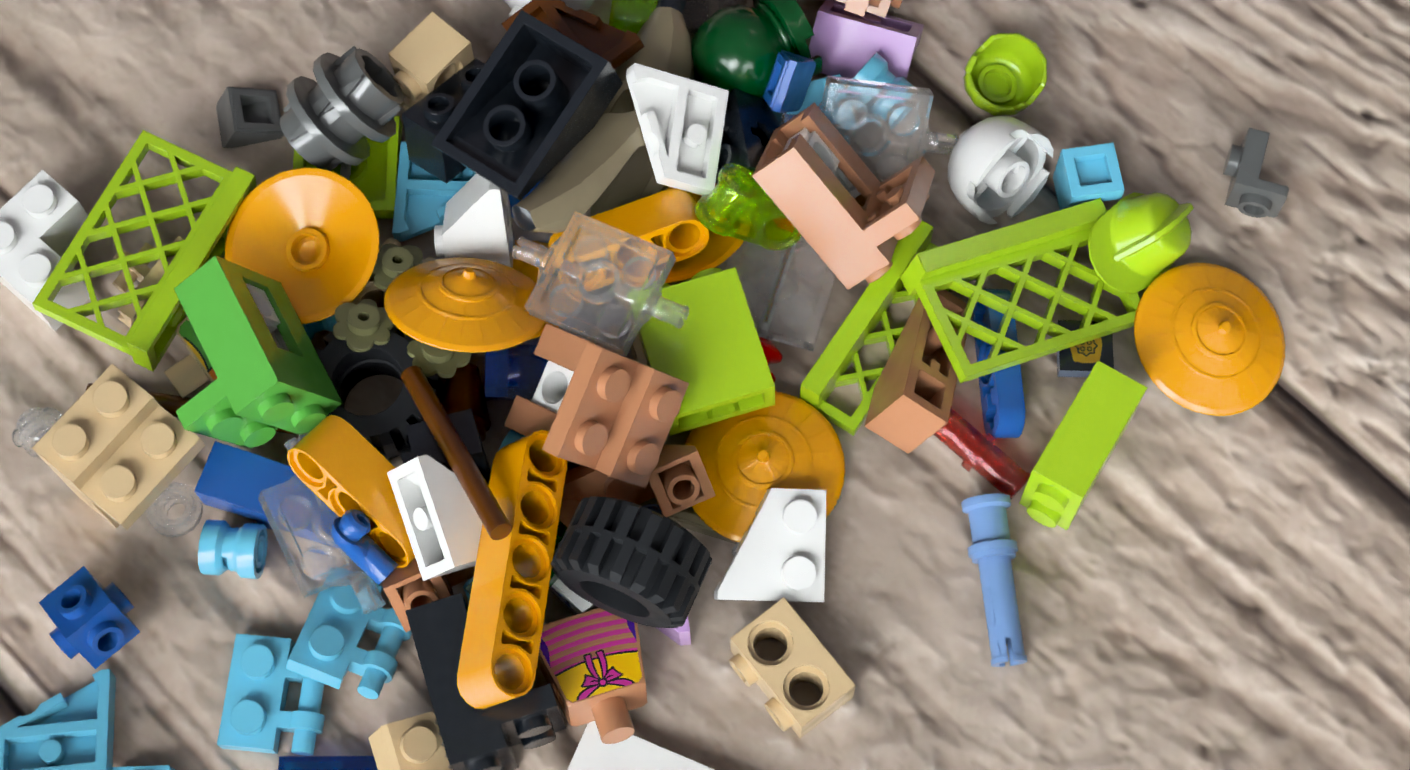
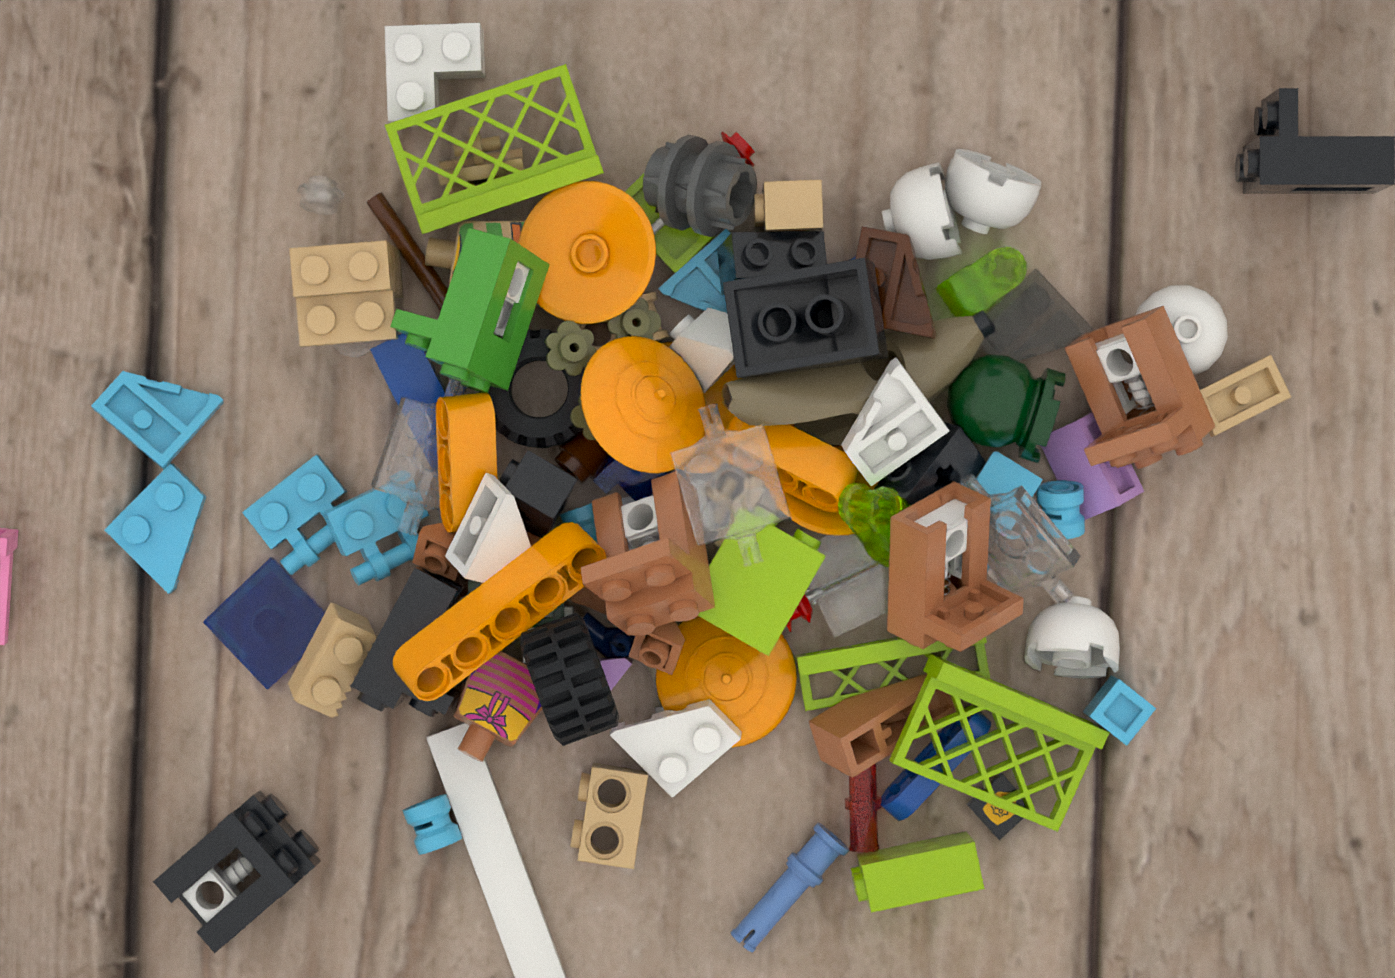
camera: 45 degrees right, 20 degrees up
(89, 617) = (238, 360): blue brick -> none
(232, 549) = (364, 401): medium azure wheel -> none
(248, 116) = (652, 100): dark grey slope -> none
(352, 538) = (430, 489): blue arm -> none
(456, 453) = (536, 505): reddish brown bar -> none
(789, 82) = (994, 460): blue slope -> none
(1005, 74) = (1149, 585): lime hair -> none
(1139, 240) = (1104, 780): lime piece -> none
(1209, 339) = (1081, 880): light orange hat -> none
(1246, 190) = (1227, 802): dark grey bracket -> none

